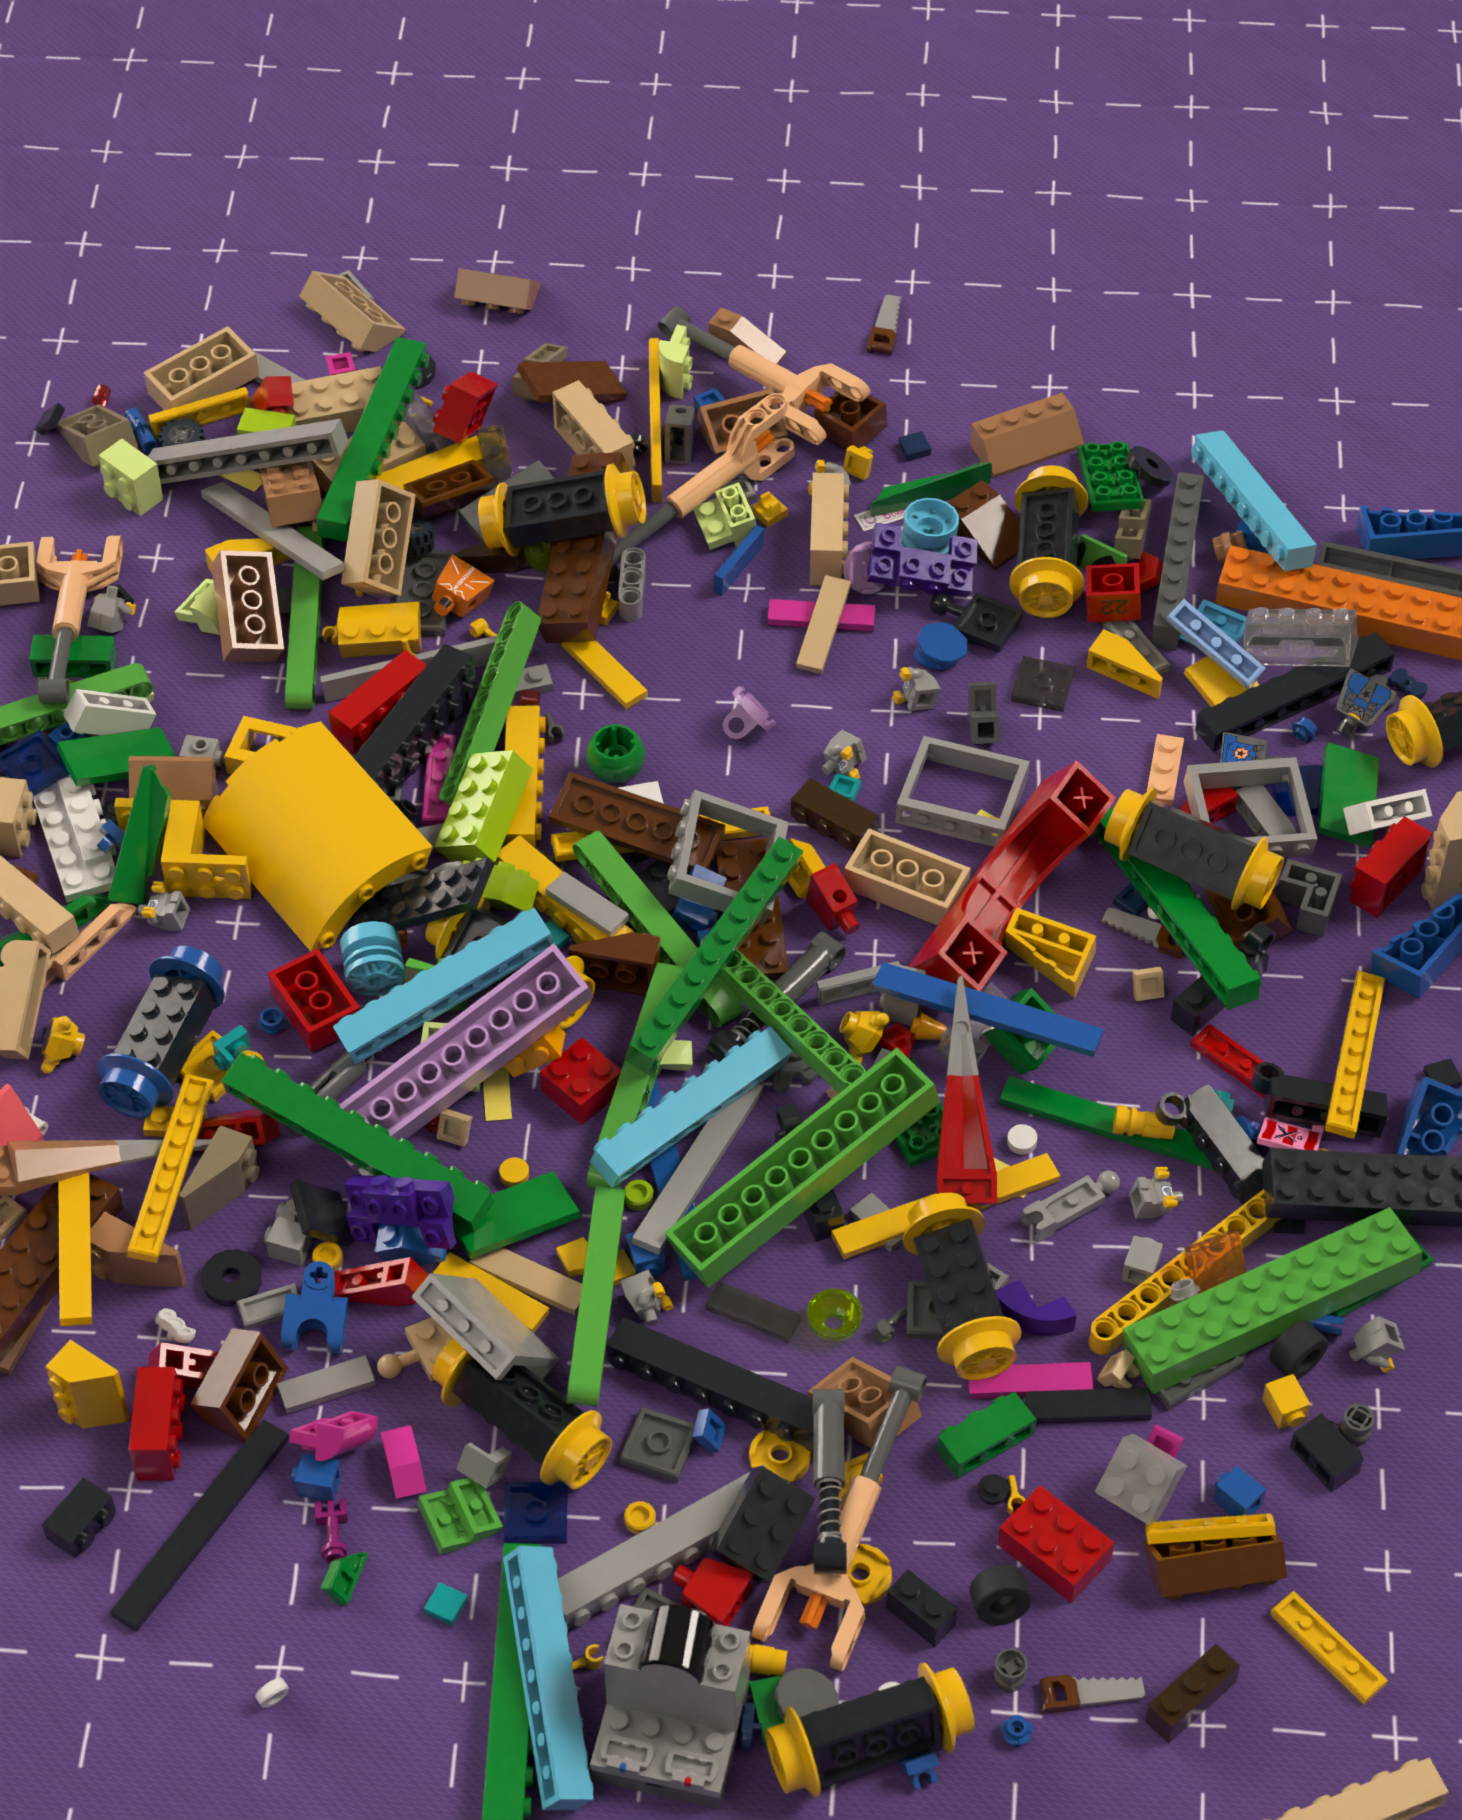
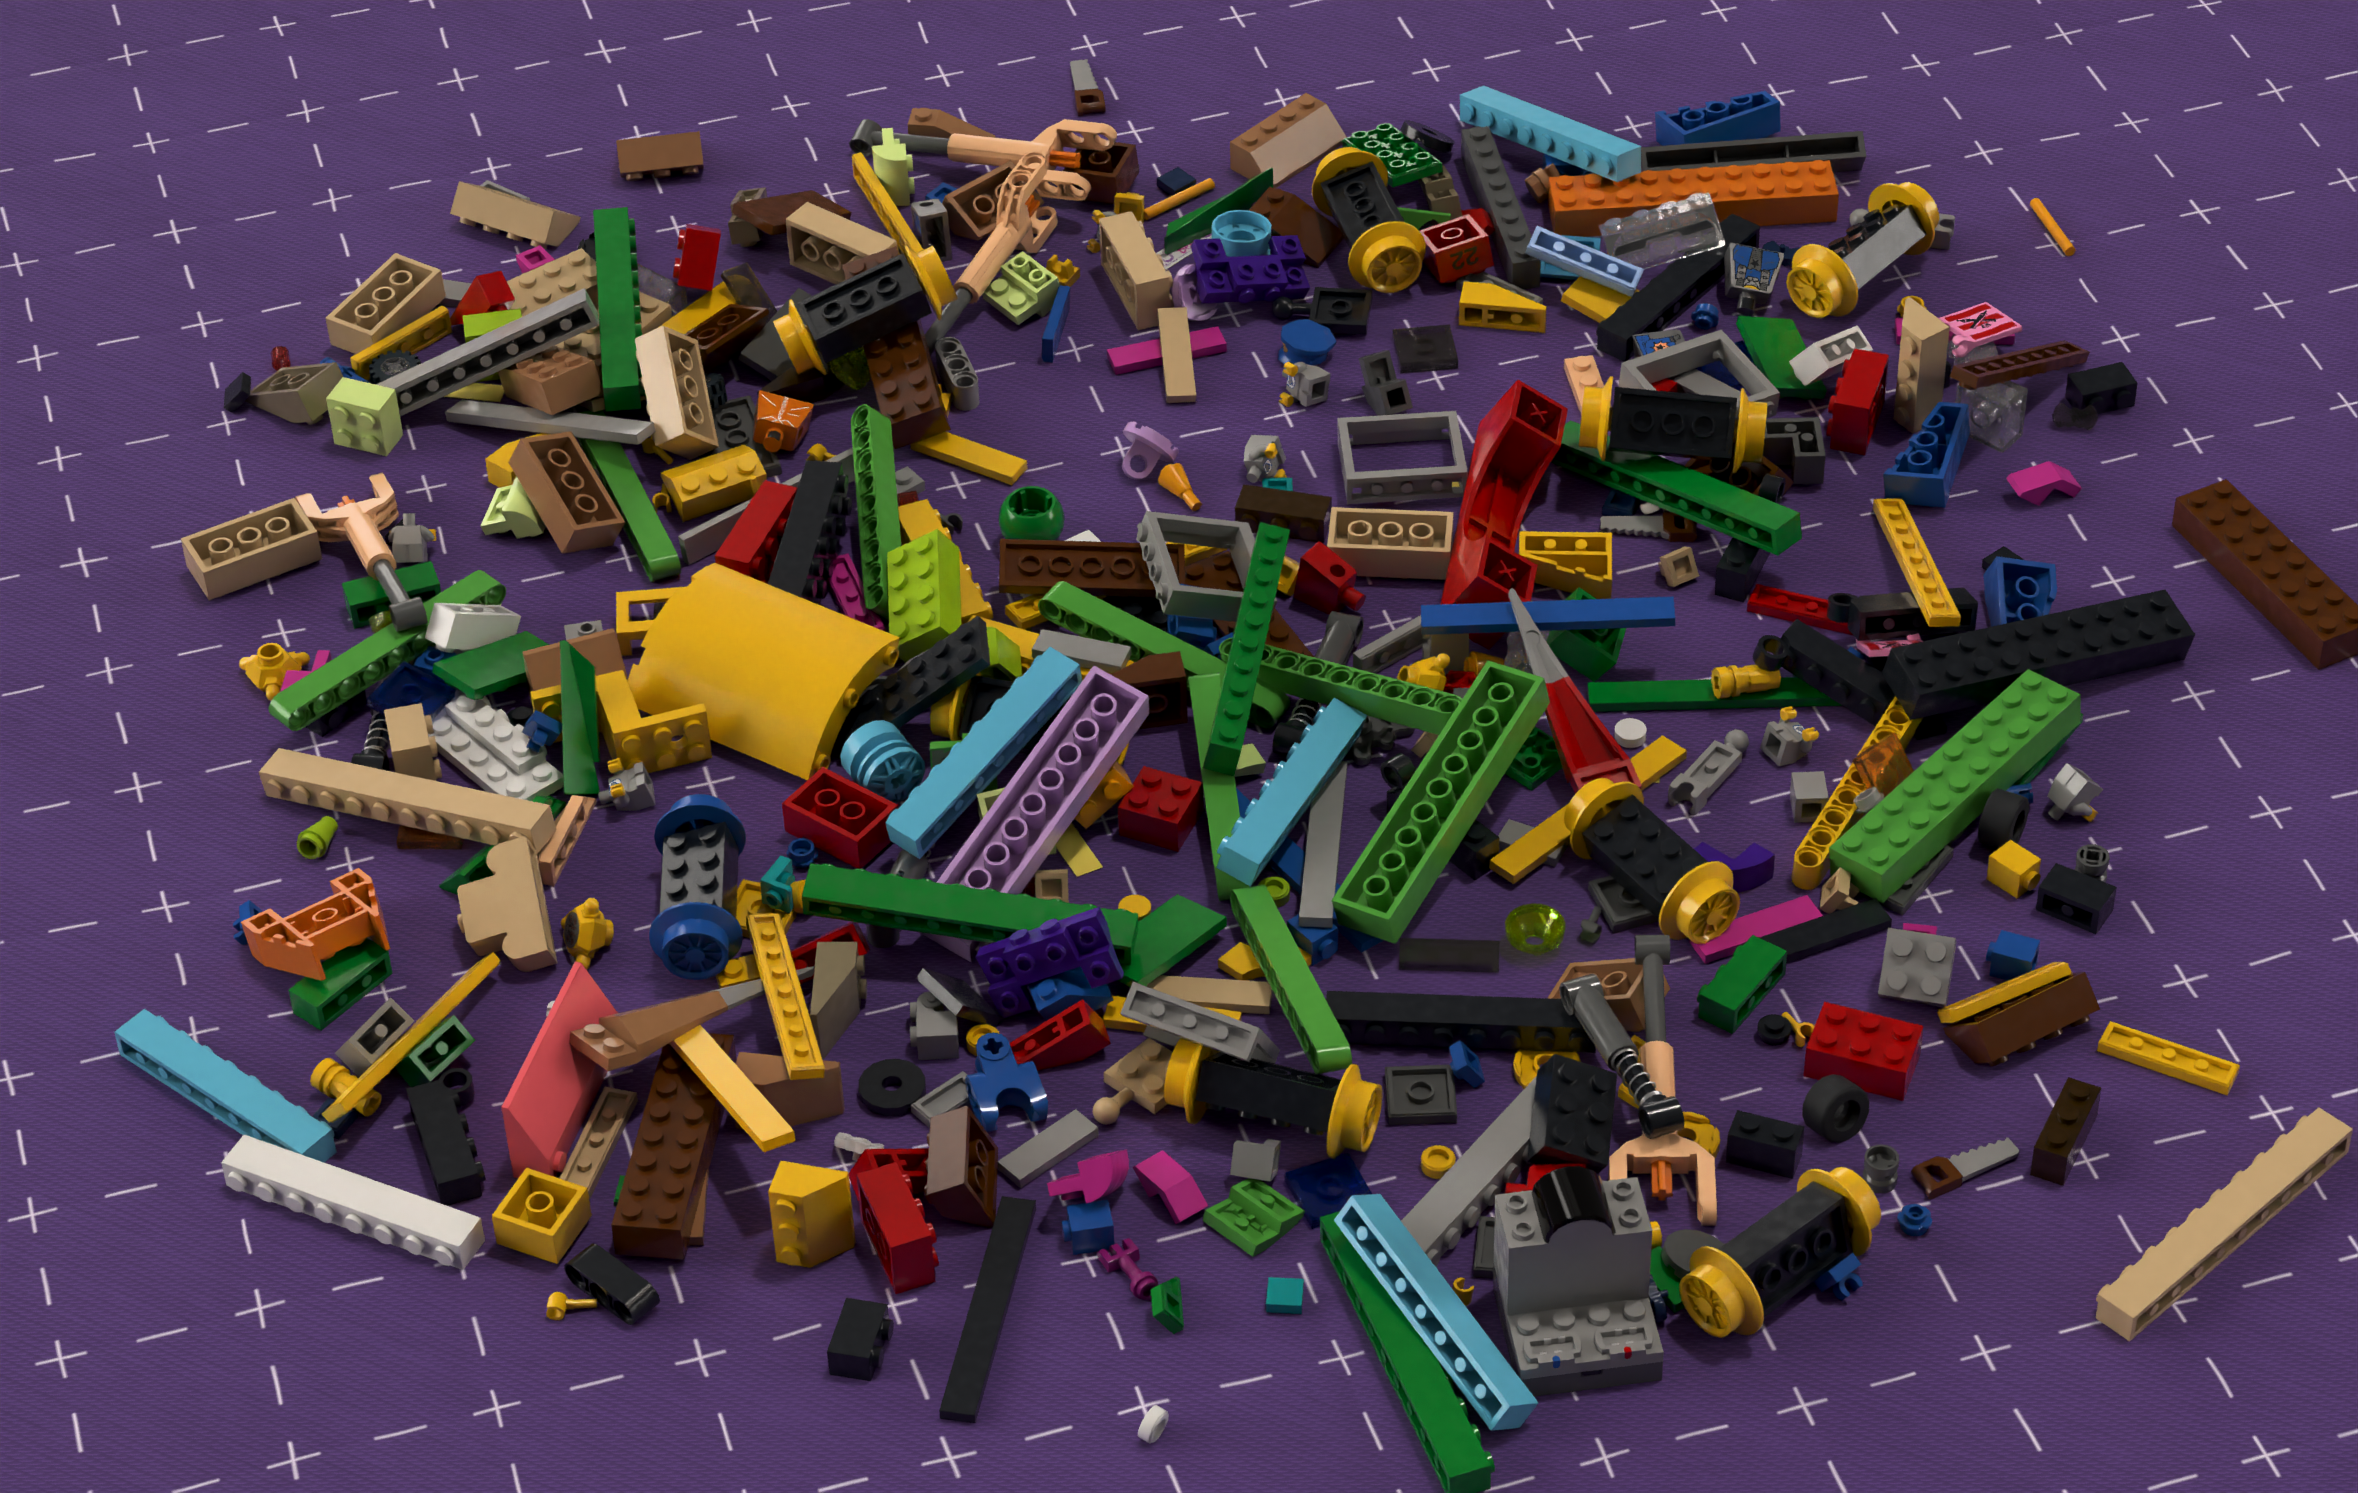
camera: 20 degrees left, 10 degrees down
(642, 1294) = (1333, 971): light grey piece -> none
(761, 752) = (1175, 480): none -> light orange cone
(908, 463) = (1178, 198): none -> light orange bar

